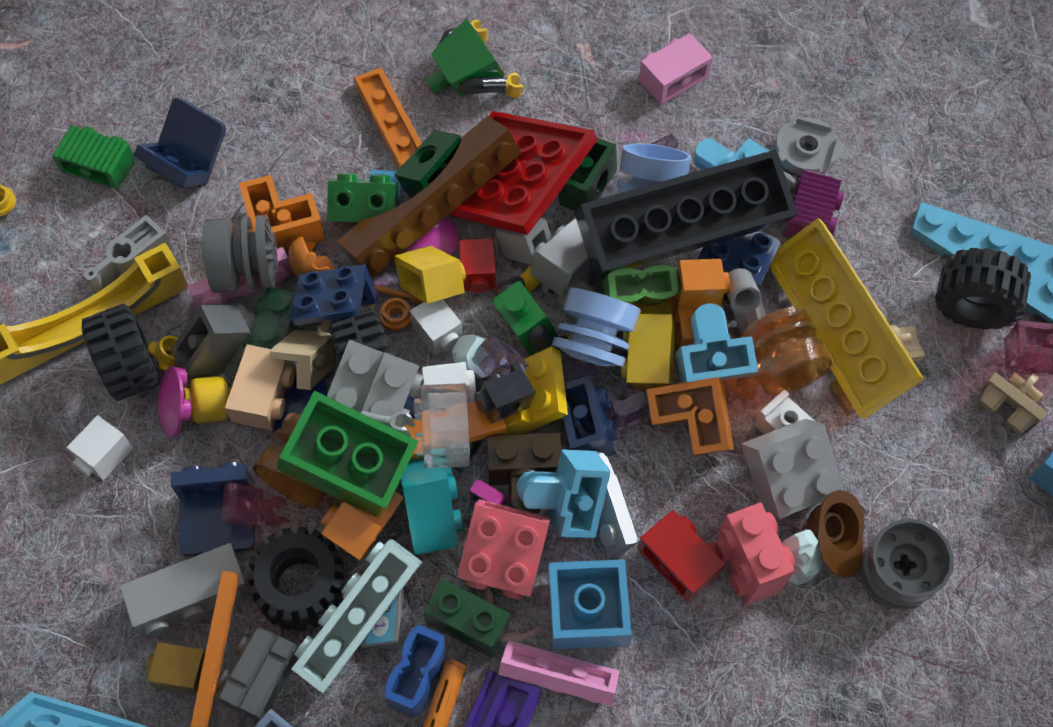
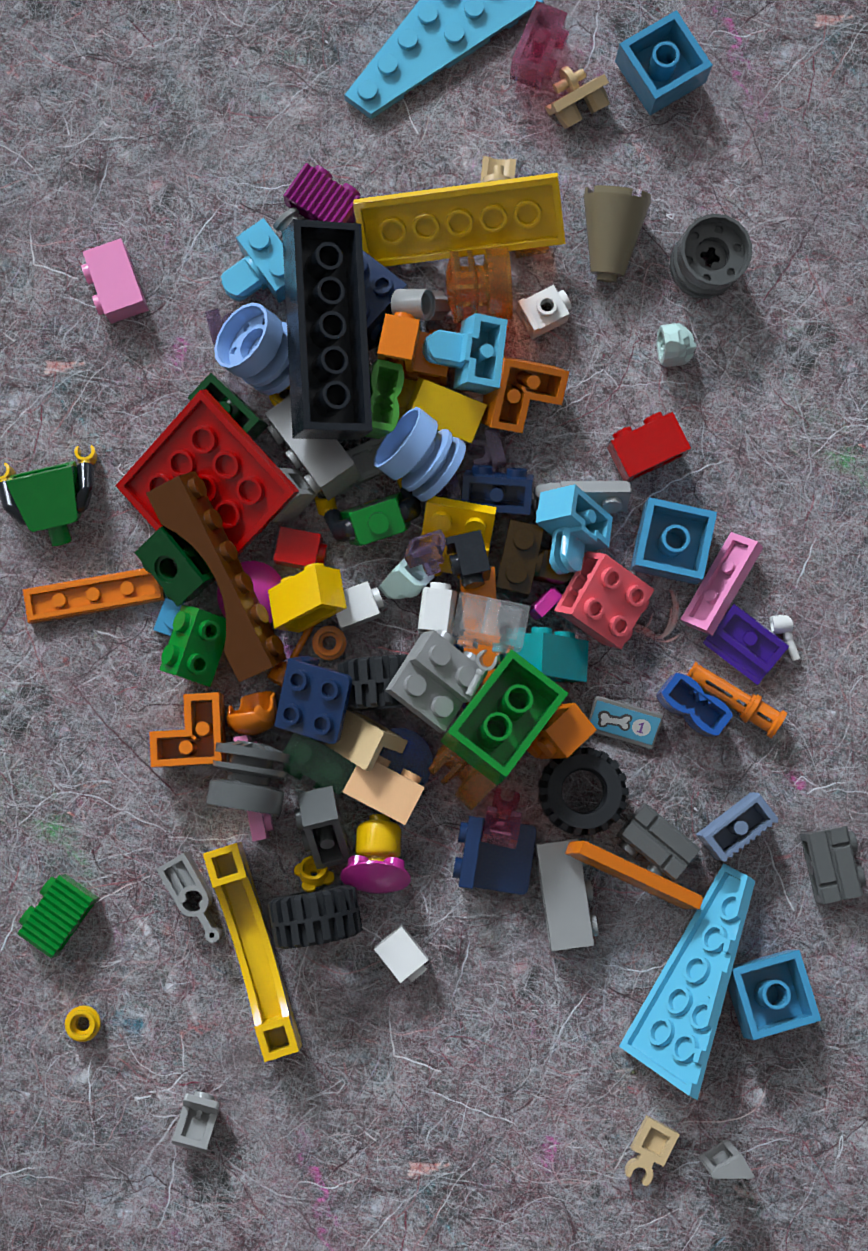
camera: 75 degrees left, 20 degrees up
(175, 668) = (635, 913): pearl gold brick -> none
(185, 146) = (76, 818): dark blue bracket -> none
(357, 614) = (636, 743): light aqua brick -> none
(467, 618) = (656, 649): dark green brick -> none
(754, 553) = (668, 382): coral brick -> none
(792, 467) = (597, 320): light grey brick -> none
(809, 131) = (251, 200): light grey plate -> none
(839, 532) = (663, 303): reddish brown piece -> none
(896, 463) = (613, 228): none -> dark tan cone
(983, 288) = (468, 78): black tyre -> none

